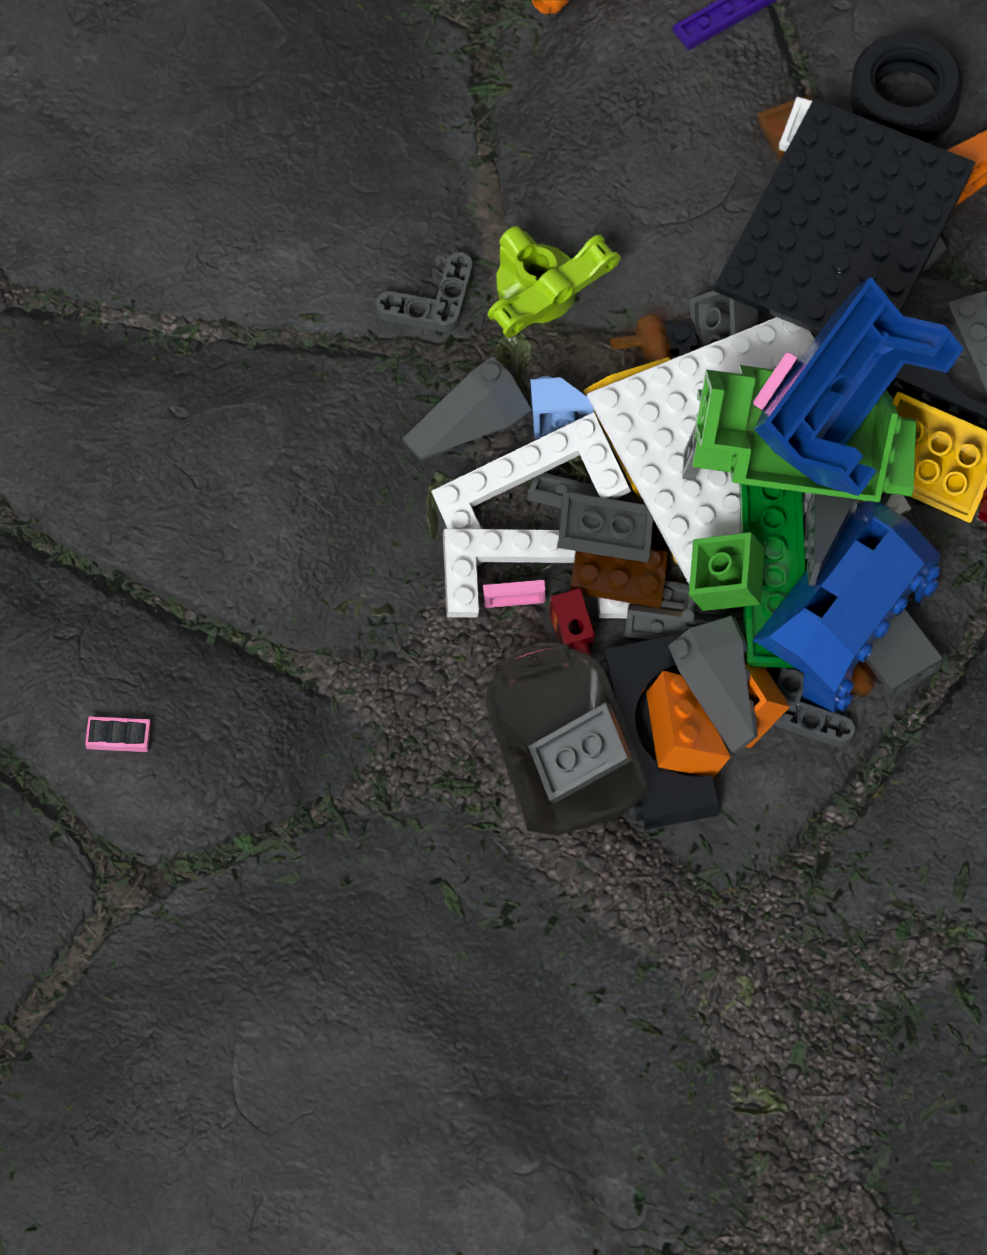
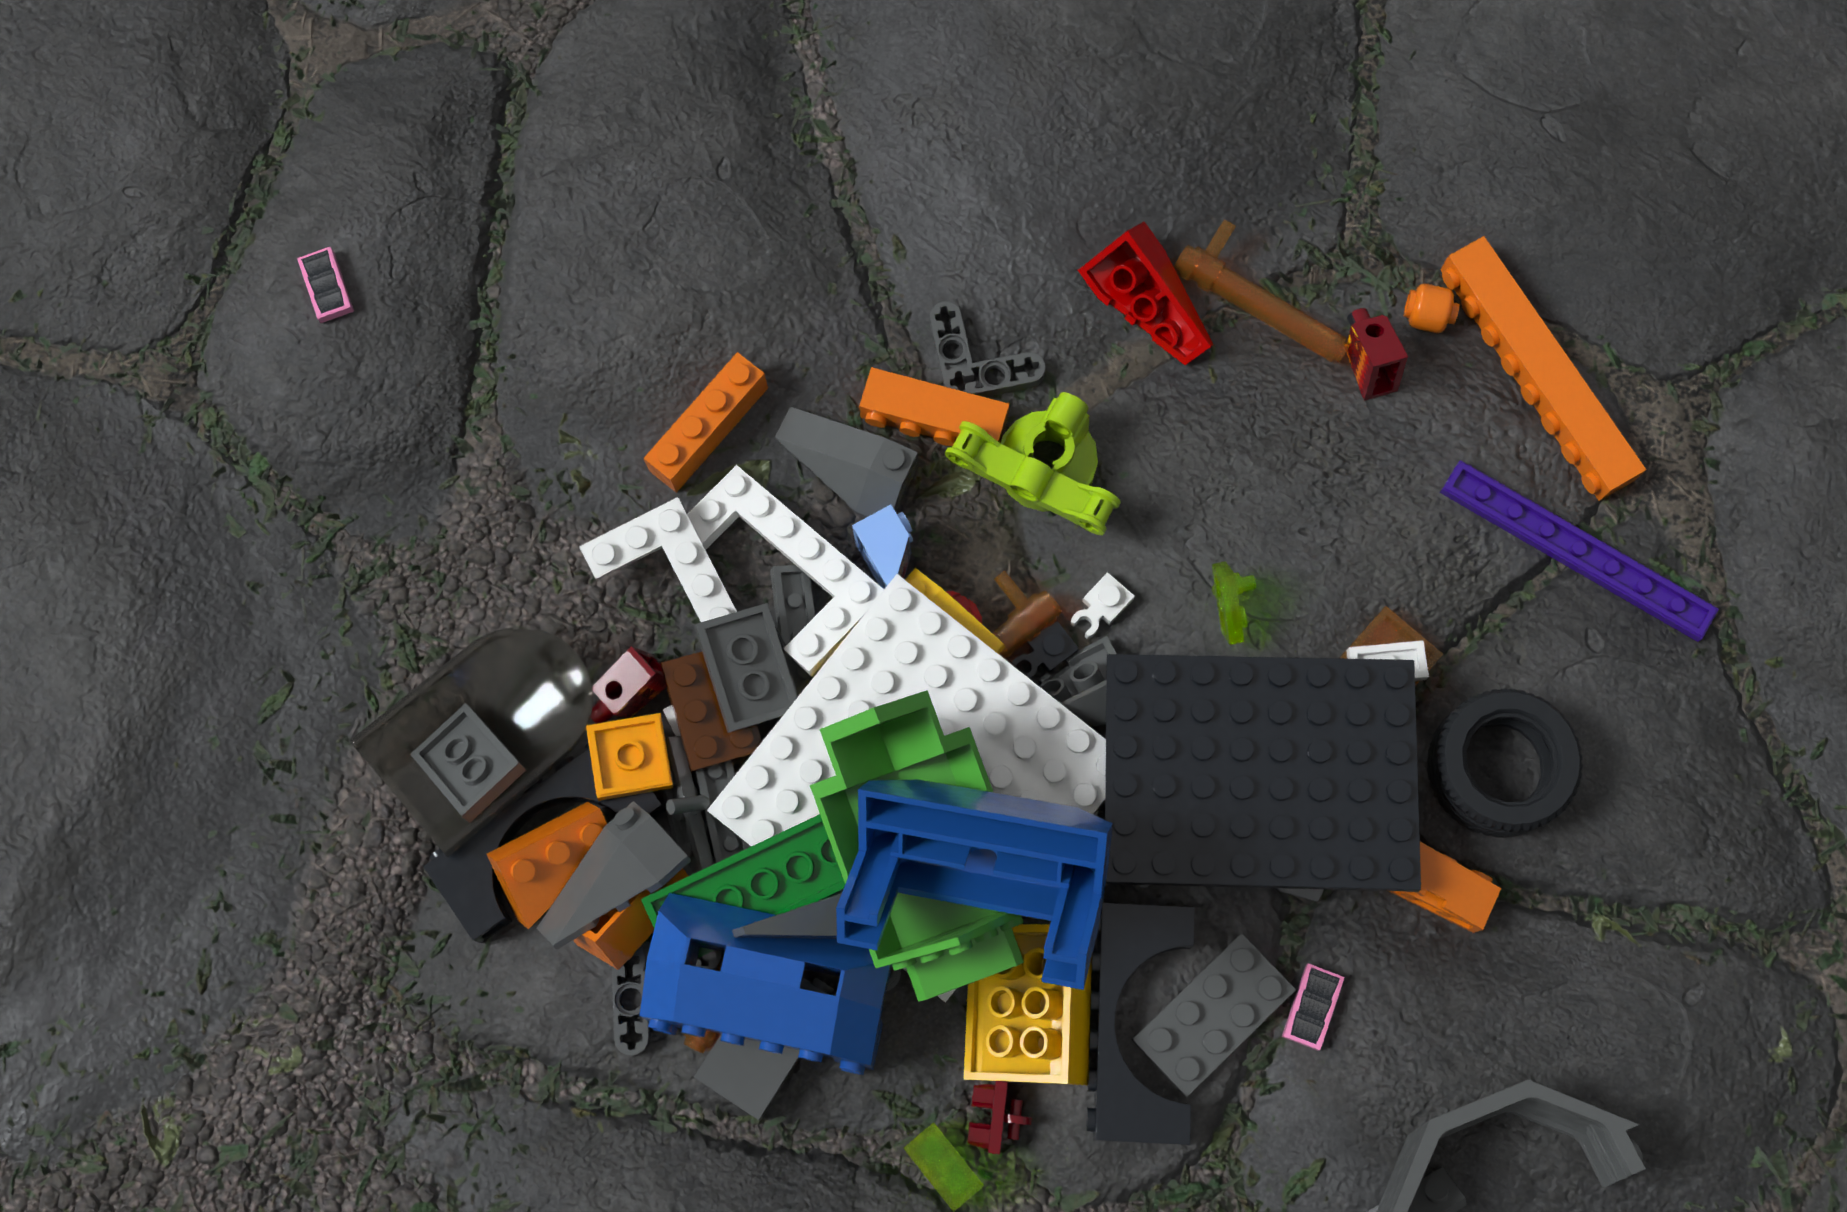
camera: 65 degrees right, 10 degrees up
(388, 496) = (706, 422): none -> orange brick
(438, 164) = (1145, 287): none -> red wedge
(453, 116) = (1214, 276): none -> clear orange cylinder
(456, 343) = (927, 408): none -> orange brick
(514, 593) = (647, 607): bright pink tile -> none
(569, 39) = (1375, 354): none -> dark red torso
(630, 640) = (629, 756): none -> light orange tile
(664, 291) = (1105, 602): none -> white plate
(705, 204) = (1226, 591): none -> clear neon green plate
(726, 571) = (728, 827): bright green brick -> none
(775, 380) = (961, 778): bright pink tile -> none

